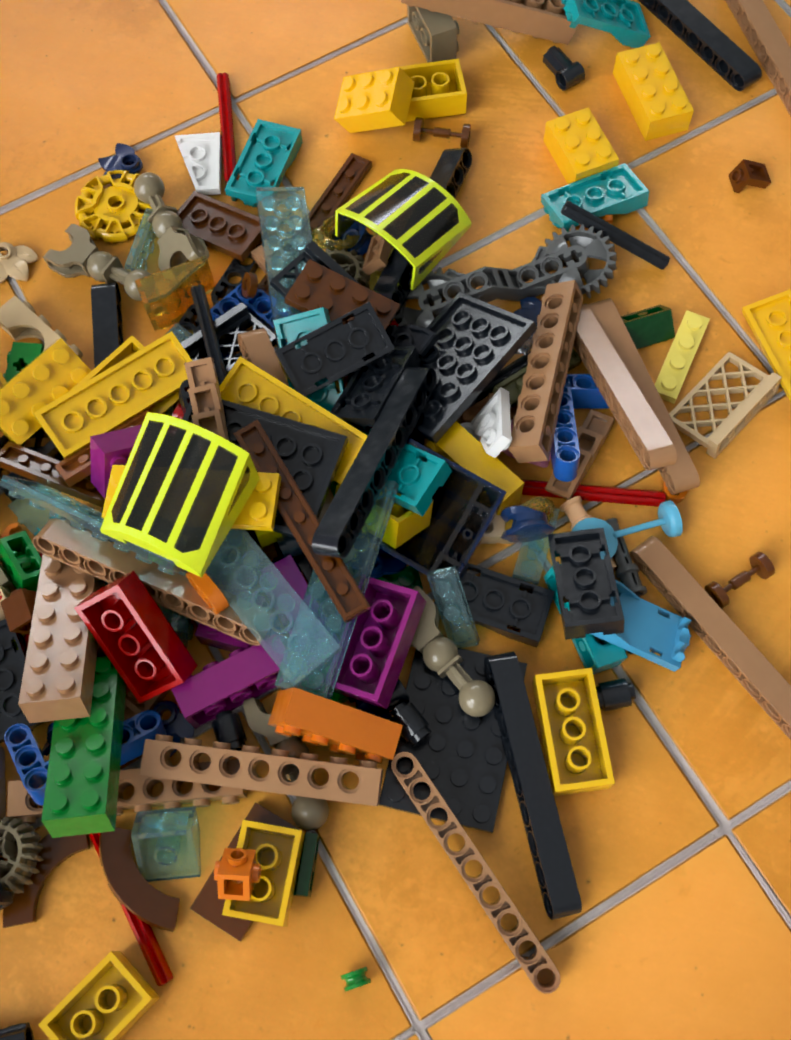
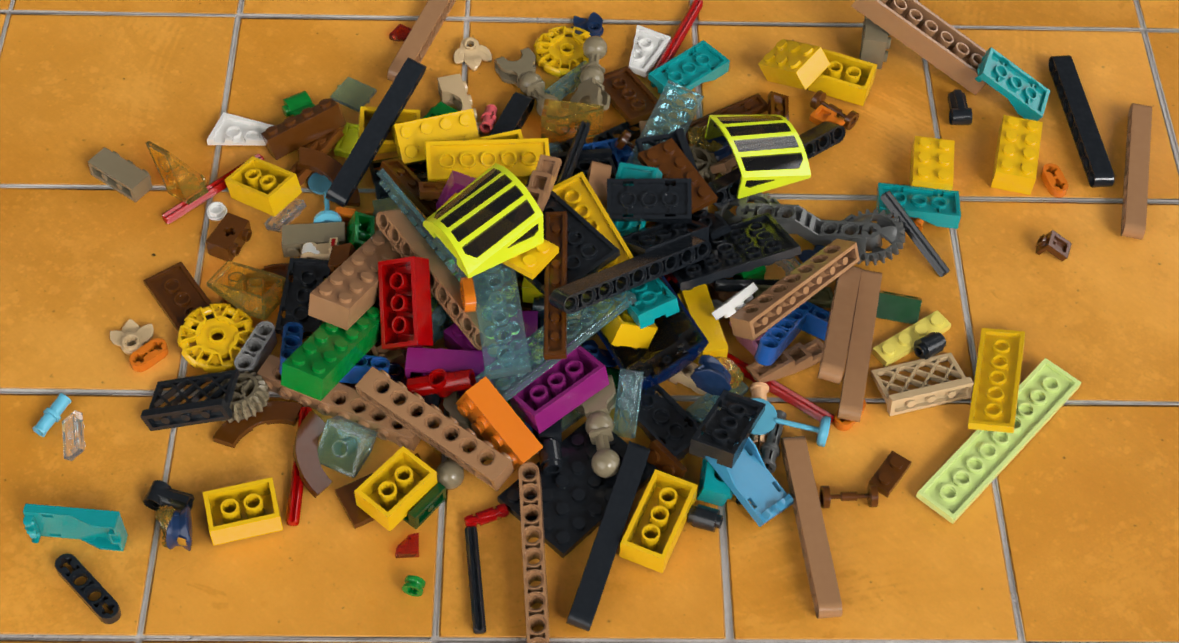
camera: 25 degrees right, 15 degrees down
(80, 334) = (488, 118): none -> coral pin
(222, 716) = (441, 382): none -> red piece
(237, 874) = (379, 466): orange brick -> none
(317, 927) = (408, 547): none -> clear red tile
(380, 835) = (486, 516): none -> red axle
(382, 158) = (778, 104): none -> reddish brown plate
(418, 925) = (475, 580): none -> black axle
(435, 145) = (824, 114): none -> orange plate
(534, 653) = (665, 460): none -> reddish brown plate
(703, 100) = (1054, 180): none -> orange beam
(706, 356) = (929, 345): none -> black brick
(758, 527) = (890, 473): none -> reddish brown plate

